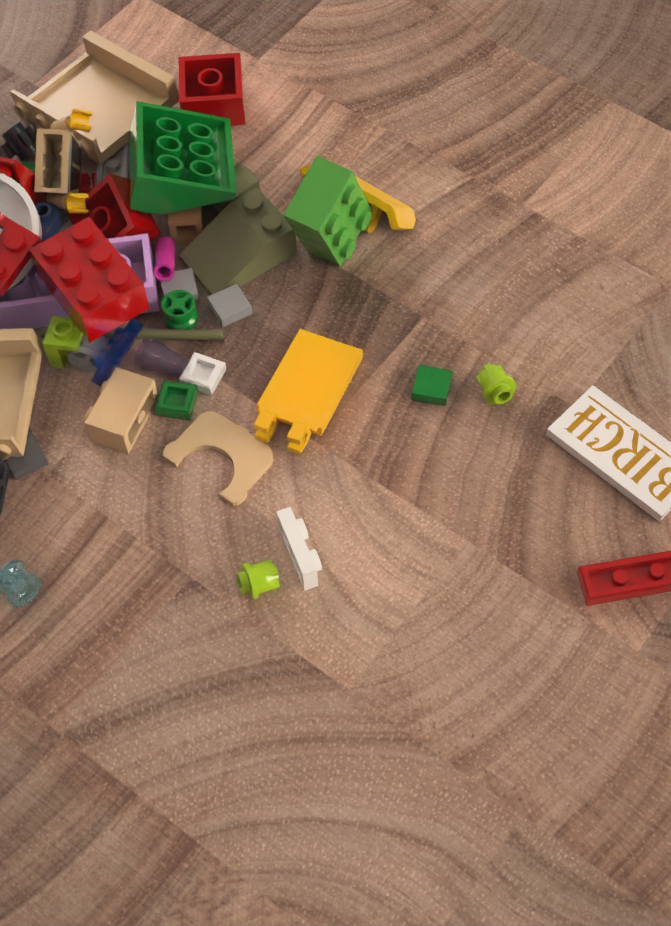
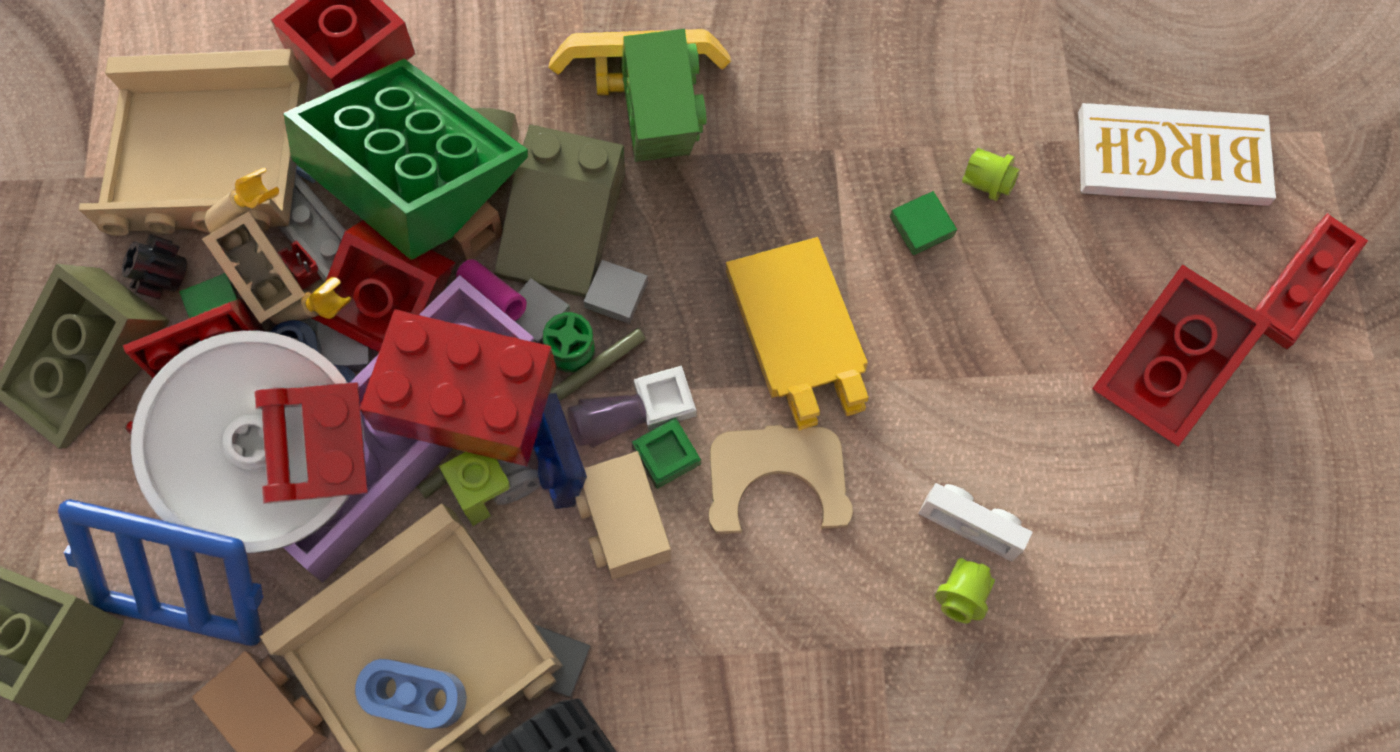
camera: 45 degrees left, 10 degrees up
(509, 552) = (1181, 355): none -> red slope

